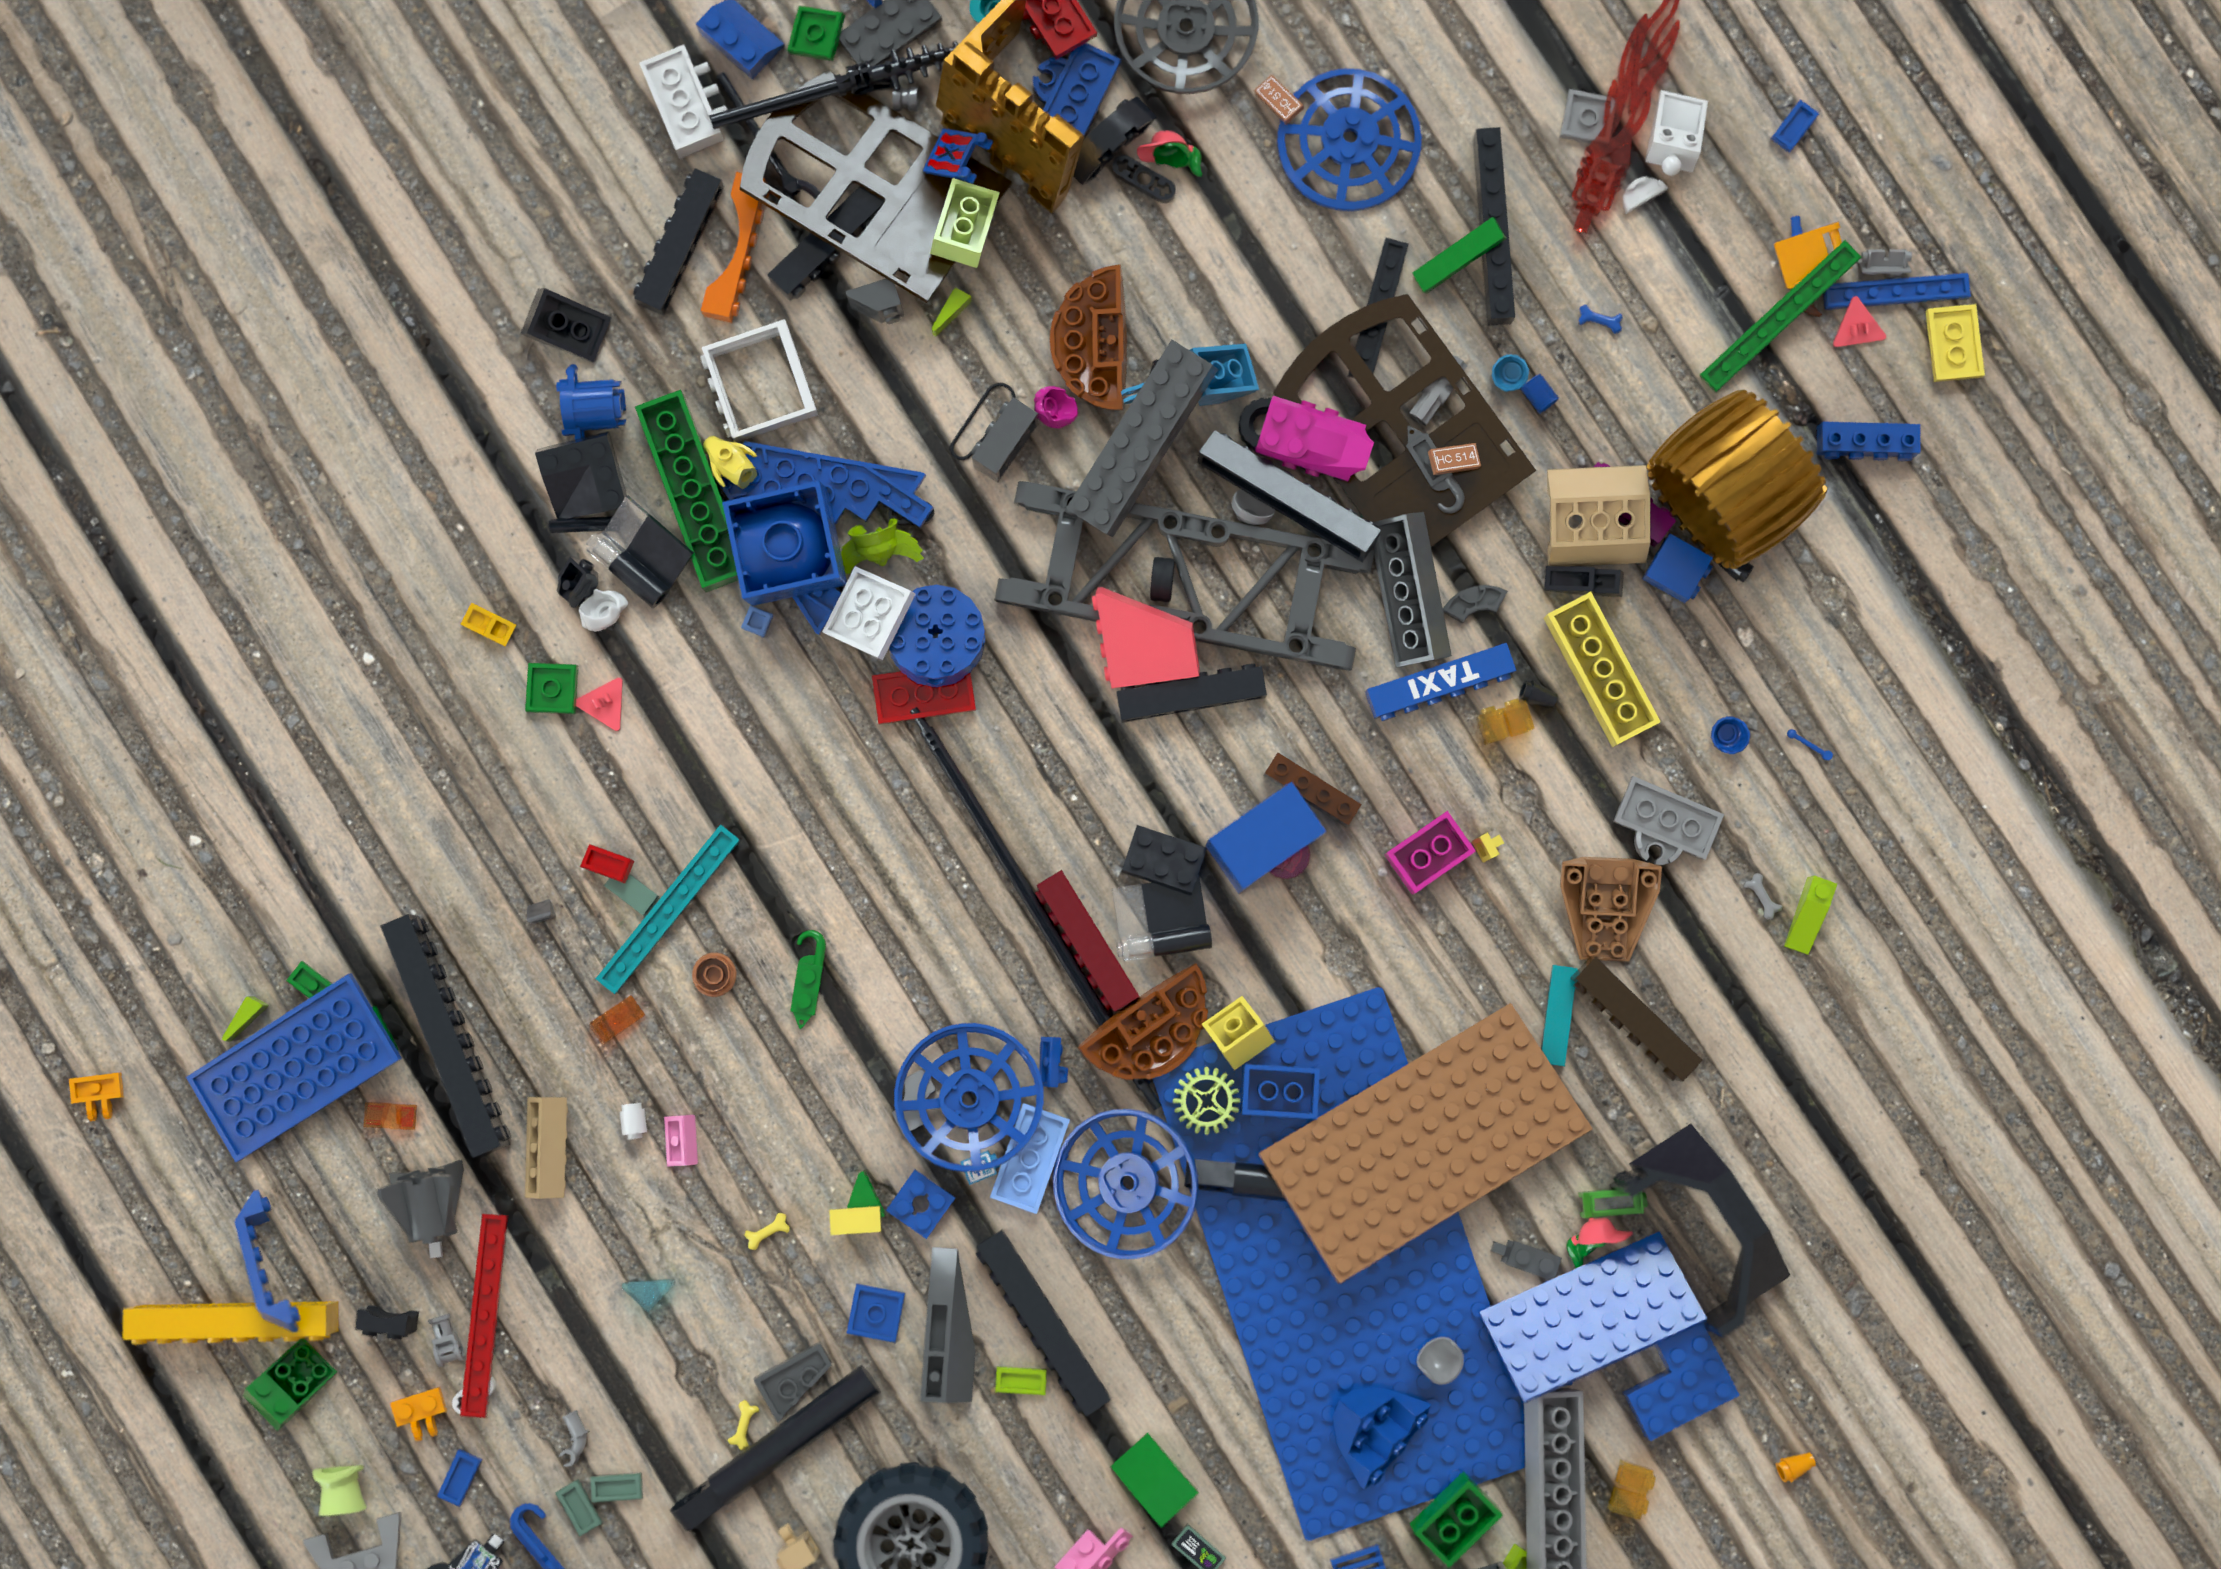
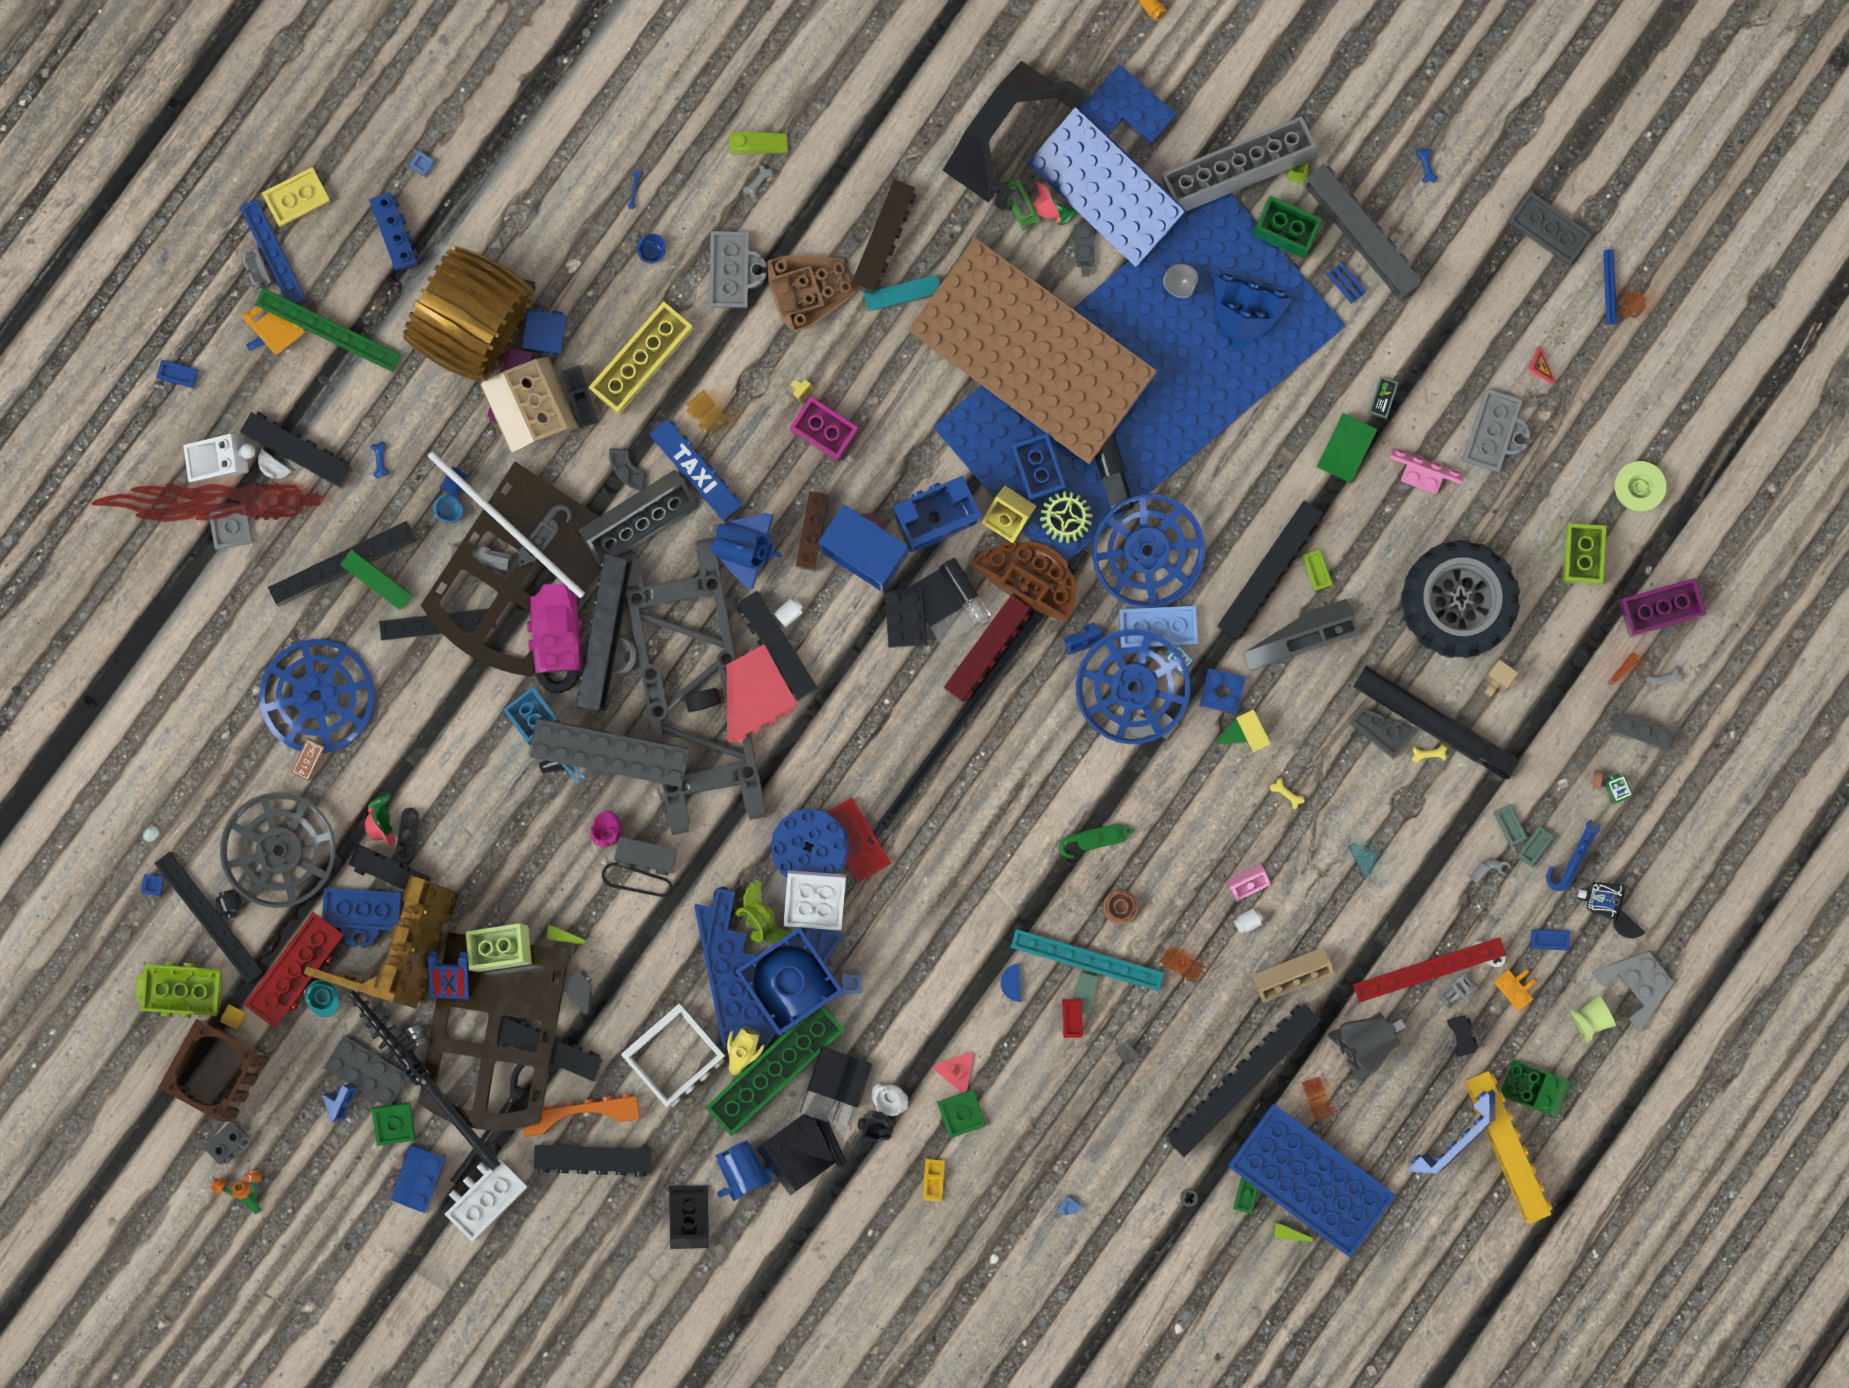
camera: 110 degrees left, 0 degrees up
(96, 1088) = (1385, 1319): light orange hinge -> none
(343, 908) = (1195, 1197): none -> dark grey bush
(390, 770) = (1069, 1206): none -> medium blue tile
(679, 808) = (1011, 983): none -> blue tile
(875, 1313) = (1312, 692): blue tile -> none
(1091, 338) = (546, 823): dark orange brick -> none
(1226, 723) = (788, 612): none -> white brick
(1277, 967) = (949, 502): none -> blue brick
(1324, 700) = (745, 546): none -> blue brick
(1454, 459) = (530, 522): nougat tile -> none
(1463, 429) = (506, 524): none -> white piece
(1537, 694) = (677, 398): black cone -> none
(1626, 1501) = (1225, 113): clear yellow piece -> none
(1650, 226) = (297, 450): none -> black brick
(1858, 326) = (311, 271): coral piece -> none
(1938, 506) = (422, 163): none -> medium blue tile

